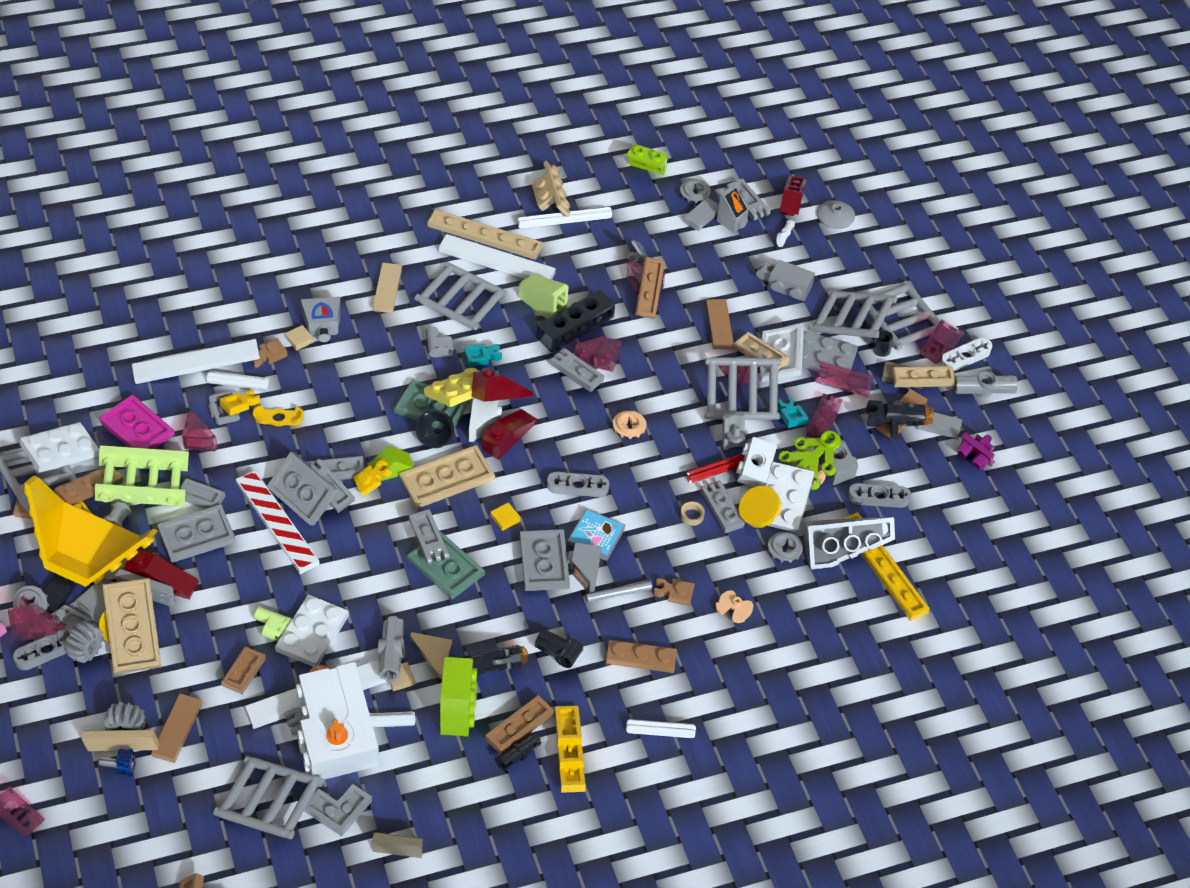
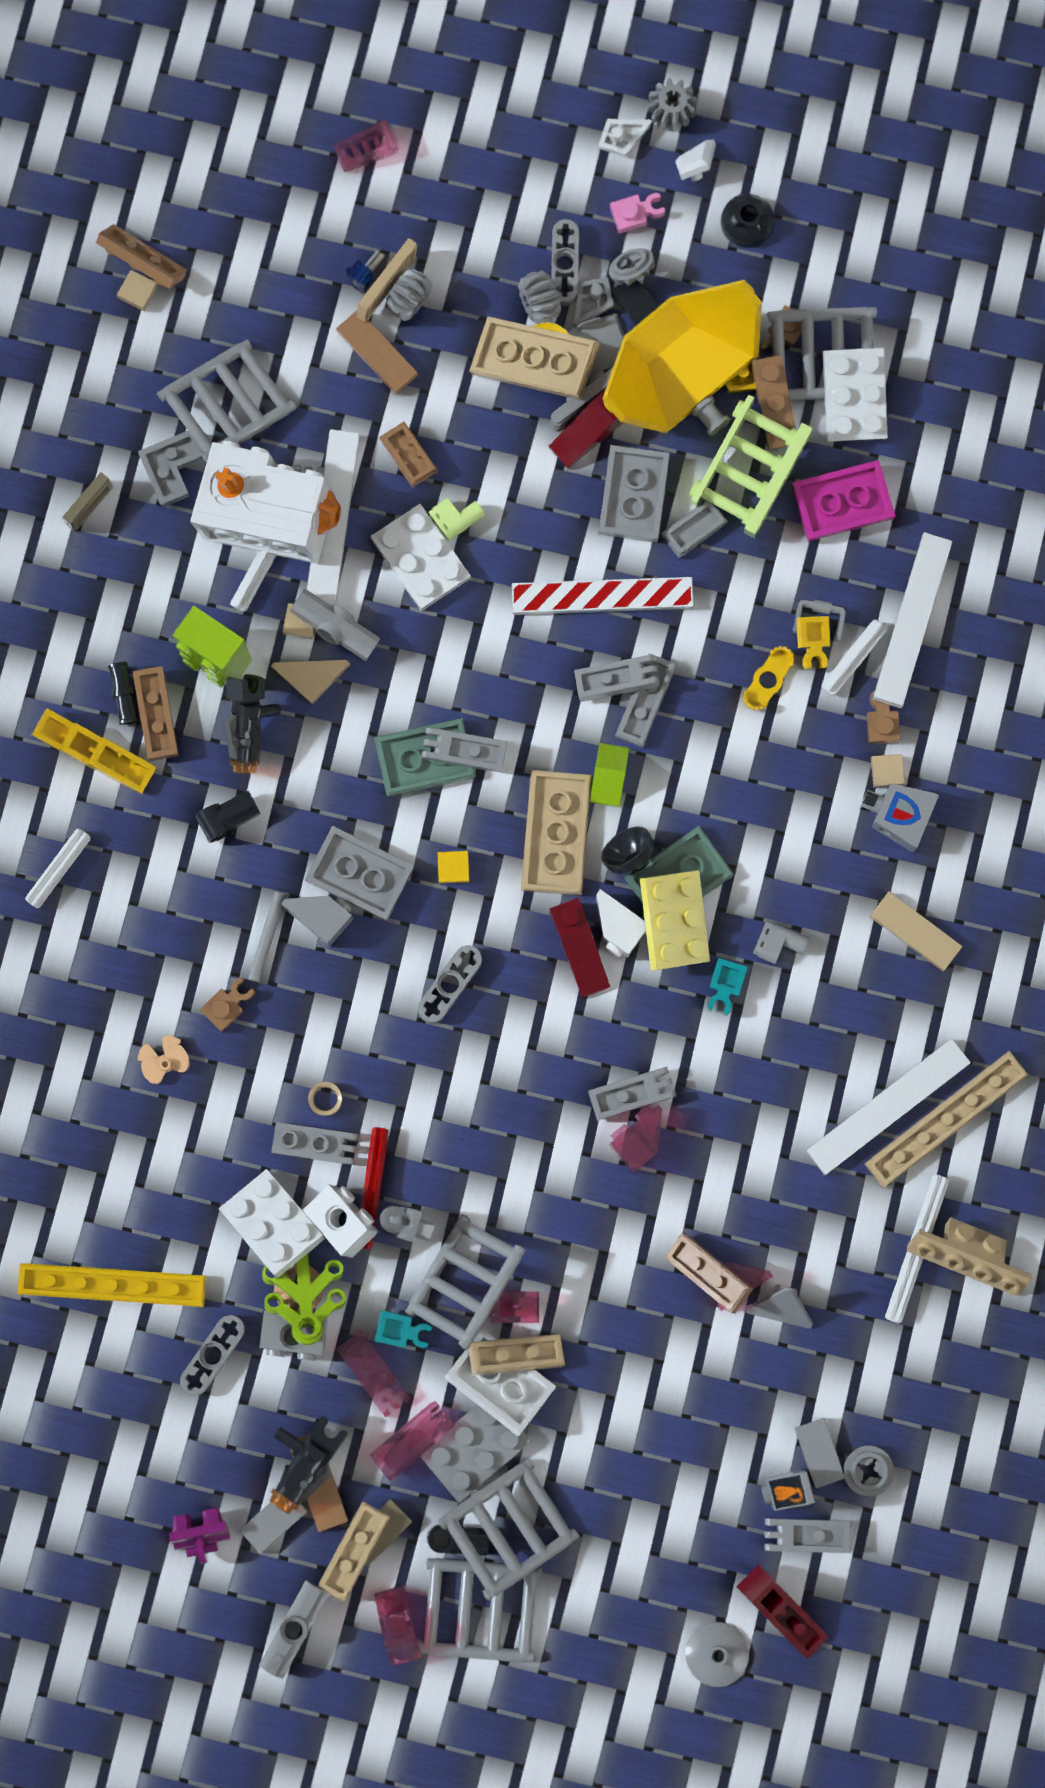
camera: 125 degrees right, 30 degrees up
(32, 620) = (598, 255): clear pink slope -> none
(197, 435) = (788, 563): clear pink slope -> none
(302, 488) = (624, 641): light grey plate -> none
(370, 477) = (598, 734): yellow plate -> none
(464, 277) = (851, 1060): light grey bar -> none
(493, 387) = (638, 961): dark red slope -> none
(544, 295) = (778, 1121): yellowish green slope -> none
(575, 320) = (712, 1191): black brick -> none
(597, 531) = (362, 961): tile -> none
(636, 420) = (519, 1103): light nougat gear -> none
(641, 656) = (164, 907): medium nougat plate -> none
(647, 159) = (958, 1430): lime bracket -> none
(719, 324) = (606, 1339): medium nougat tile -> none
(760, 506) = (272, 1177): yellow tile -> none
(776, 545) = (193, 1178): light grey gear -> none
(786, 231) = (711, 1536): white piece -> none
(787, 279) = (626, 1485): light grey brick -> none
(840, 539) = (175, 1245): light grey wedge -> none
(971, 348) = (369, 1672): white beam -> none

